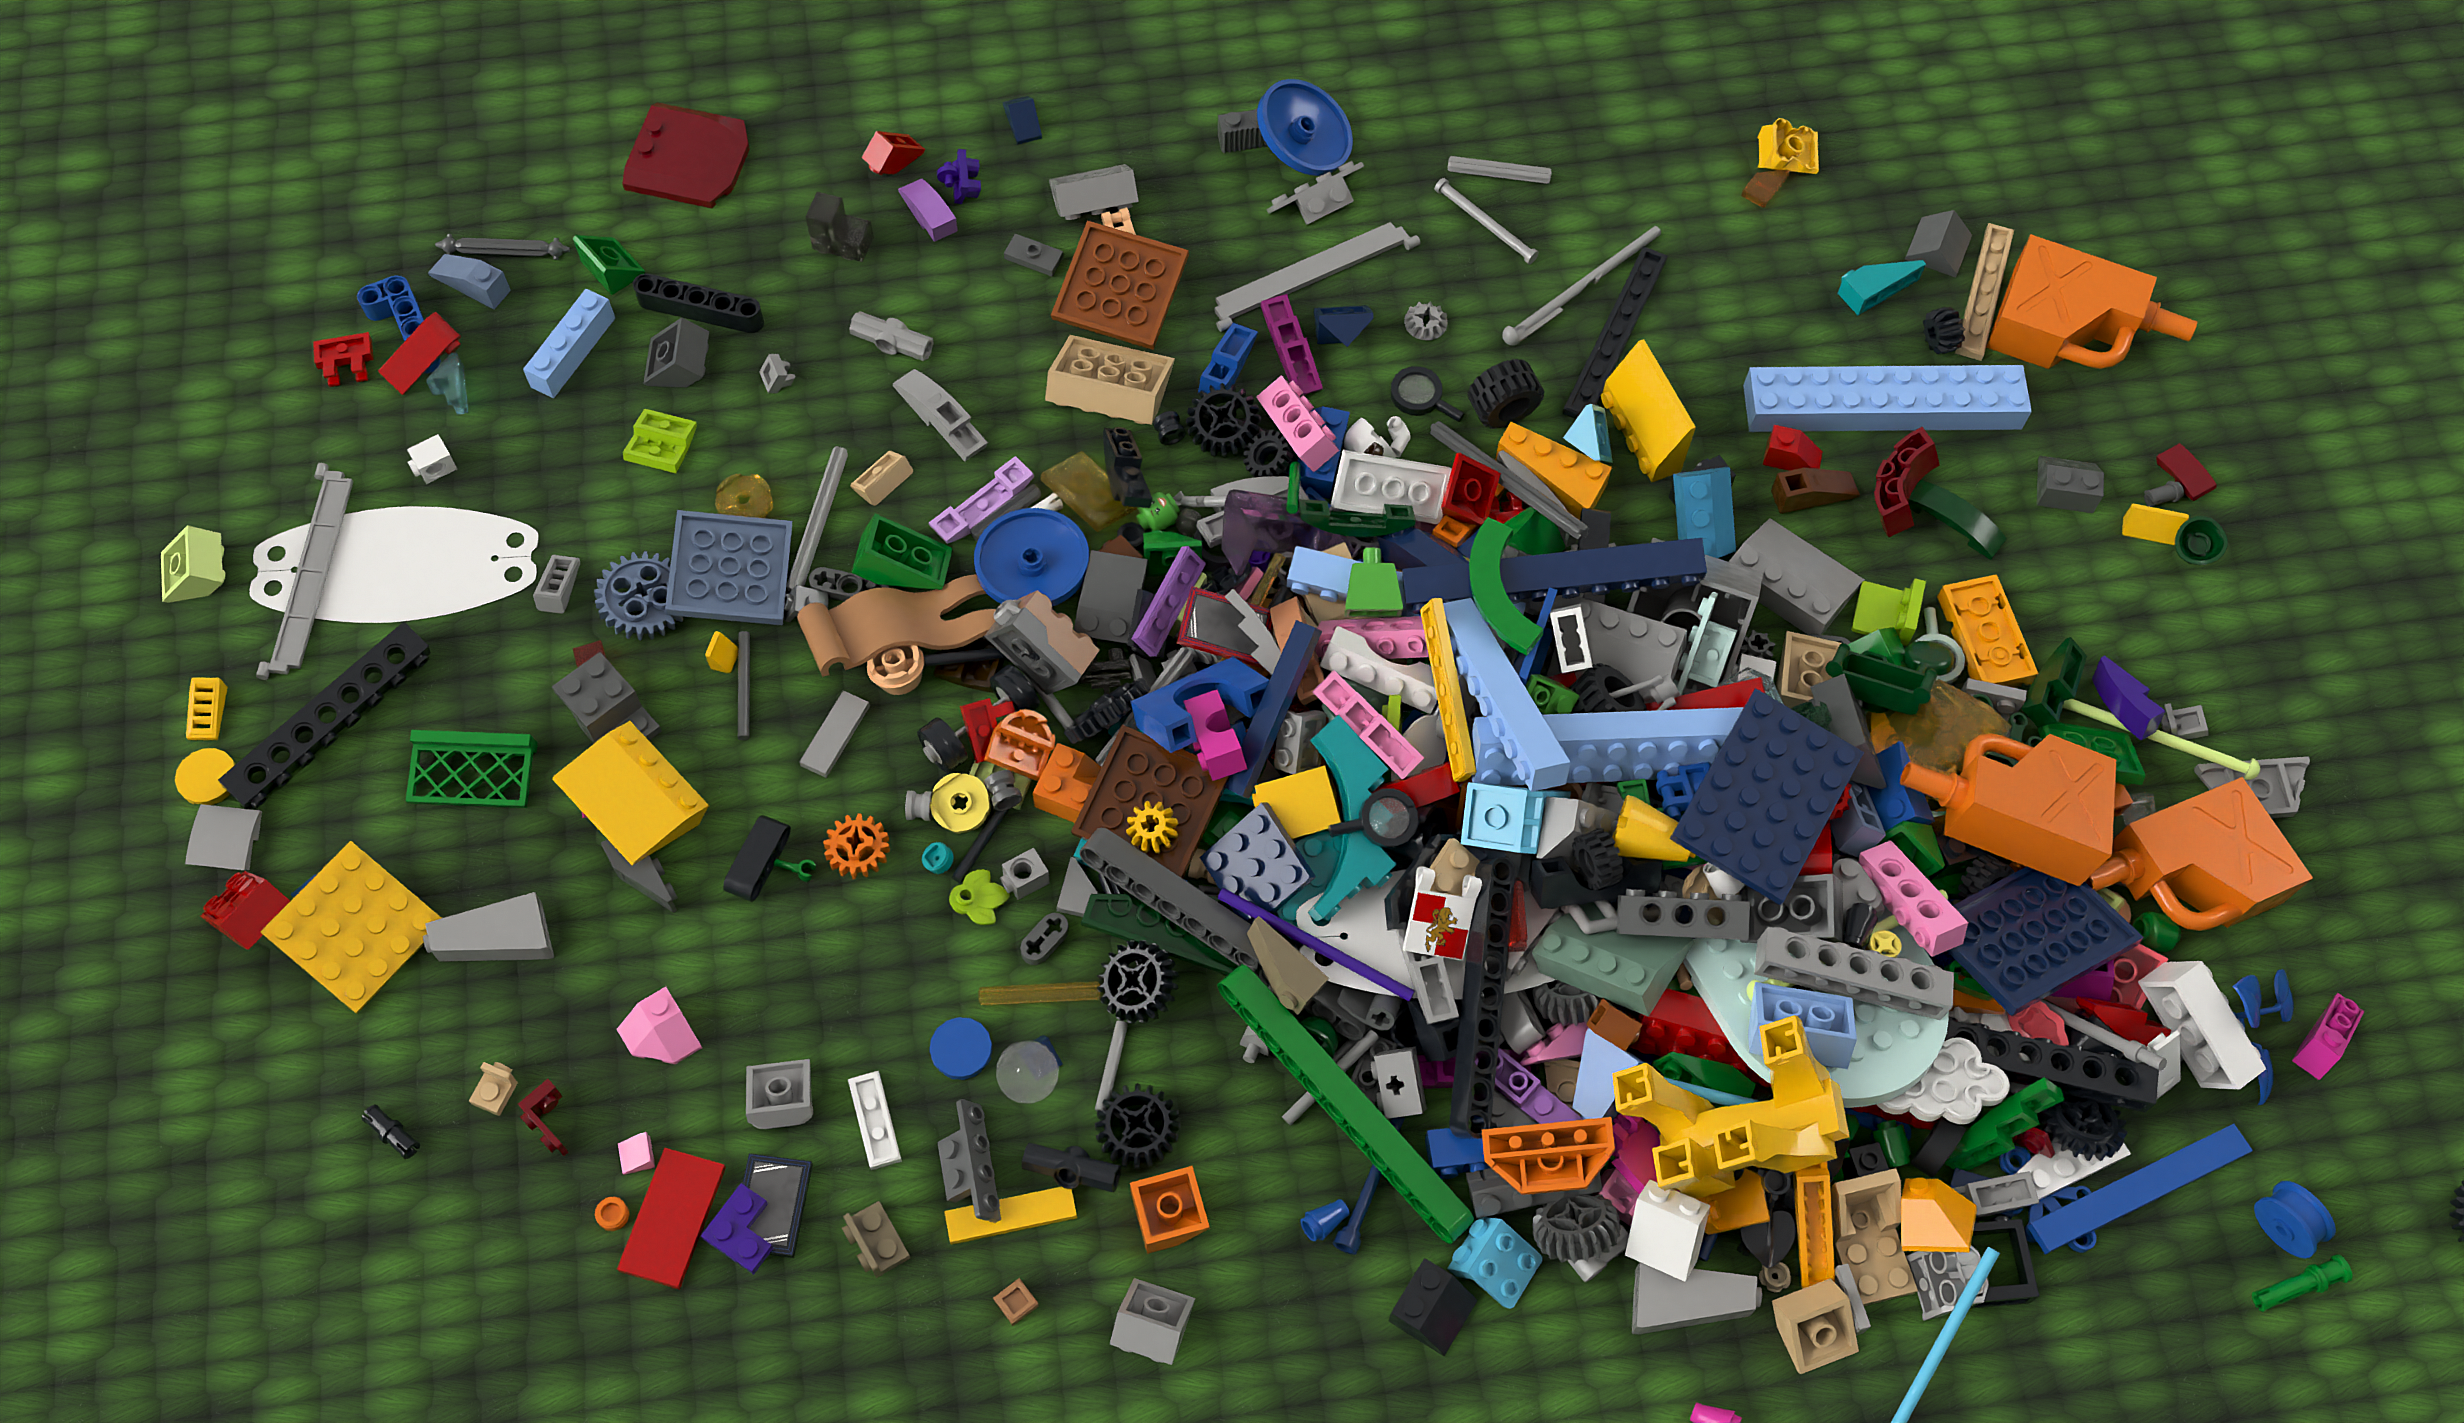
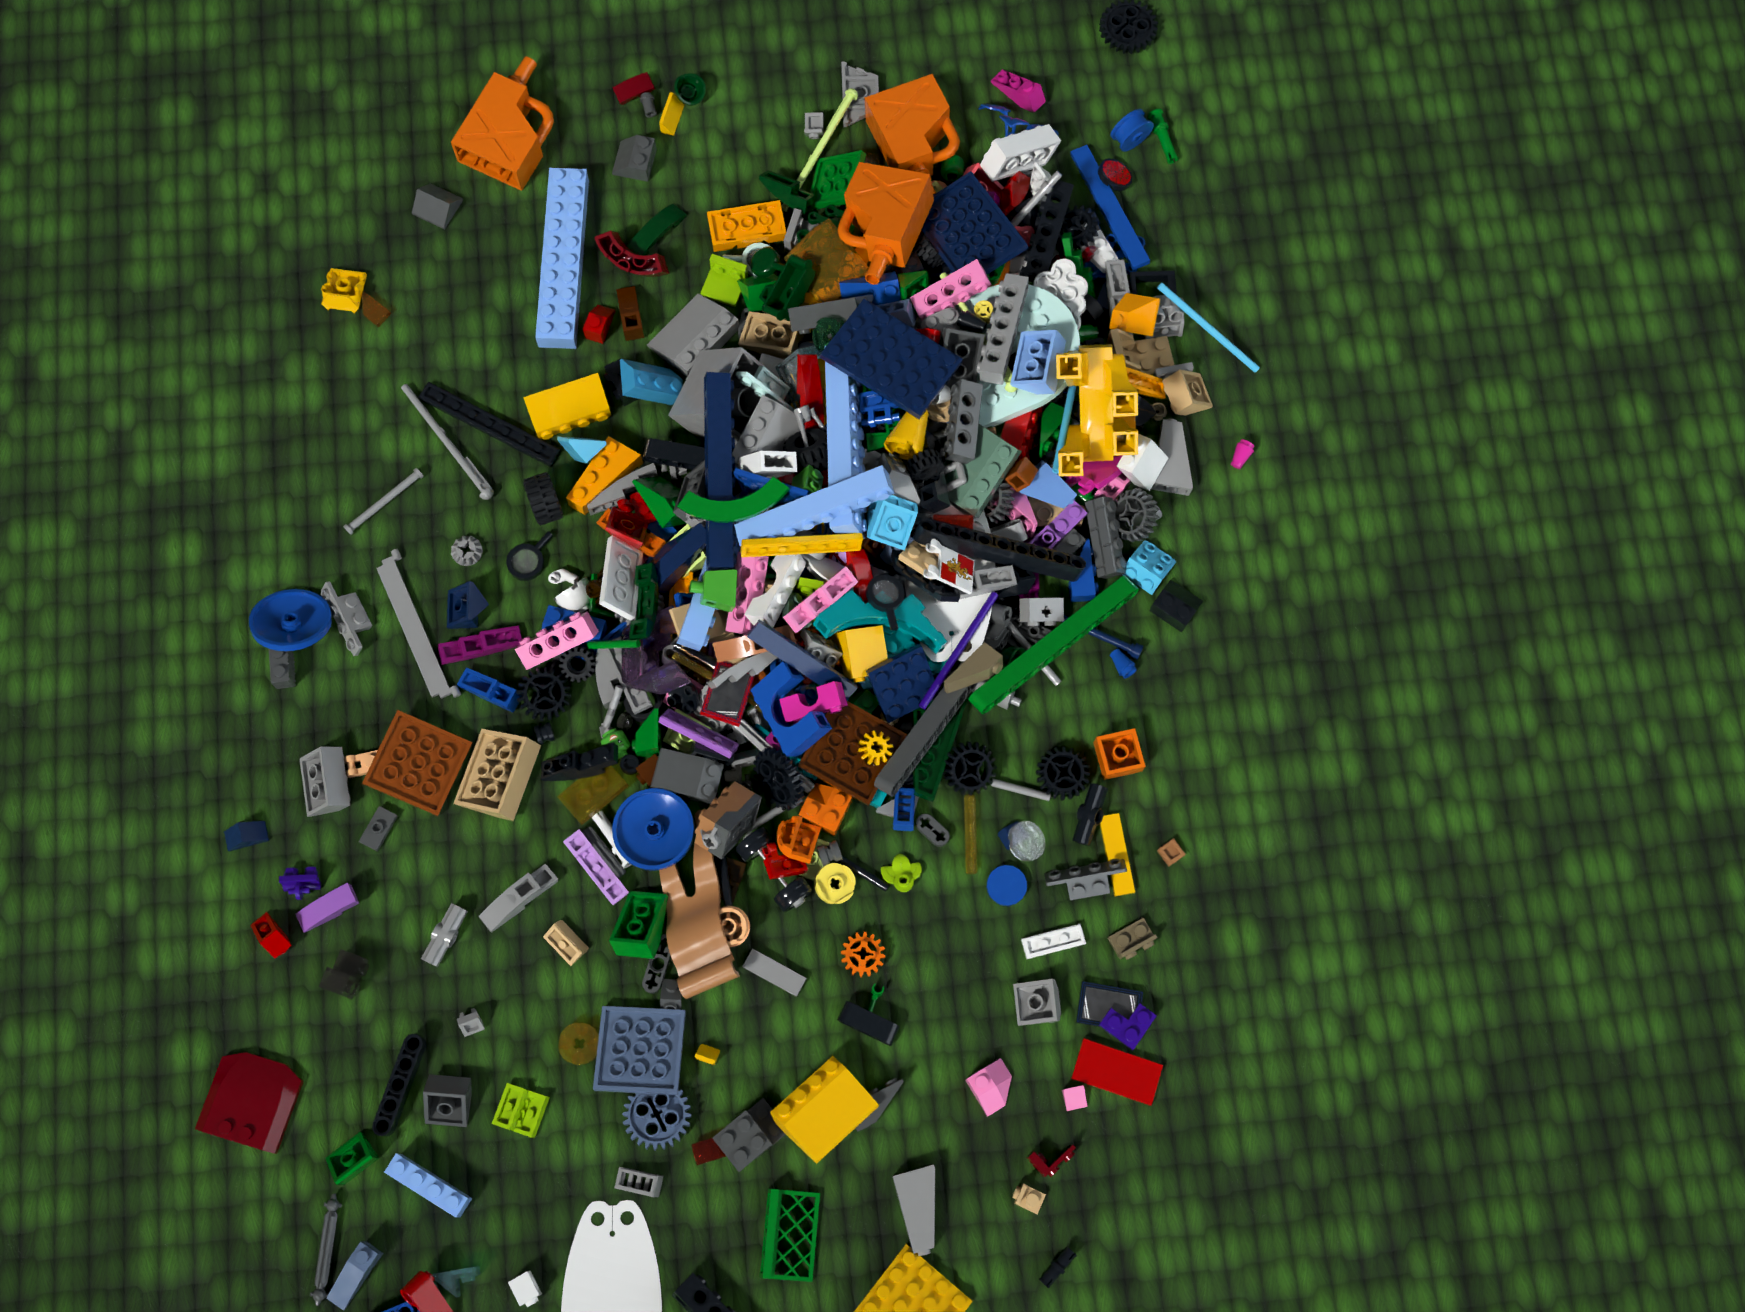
camera: 90 degrees left, 10 degrees up
(612, 1213) = (1113, 1112): orange tile -> none
(743, 685) = (722, 1039): dark grey bar -> none
(817, 518) = (599, 988): light grey axle -> none
(918, 805) = (834, 912): light grey wheel -> none
(937, 858) = (872, 900): teal tile -> none
(1025, 862) = (884, 833): light grey brick -> none
(1074, 882) = (908, 823): none -> blue slope
(1152, 1321) = (1185, 768): light grey slope -> none
(1499, 169) = (338, 488): light grey axle -> none
(1512, 482) = (617, 501): dark grey axle -> none
(1550, 1154) = (1099, 520): orange wedge -> none
(1877, 282) = (469, 254): teal slope -> none
(1943, 330) = (513, 212): black gear -> none
(1985, 290) = (477, 183): tan tile -> none
(2127, 699) = (799, 153): dark purple slope -> none
(2204, 1196) = (1115, 174): none -> tile

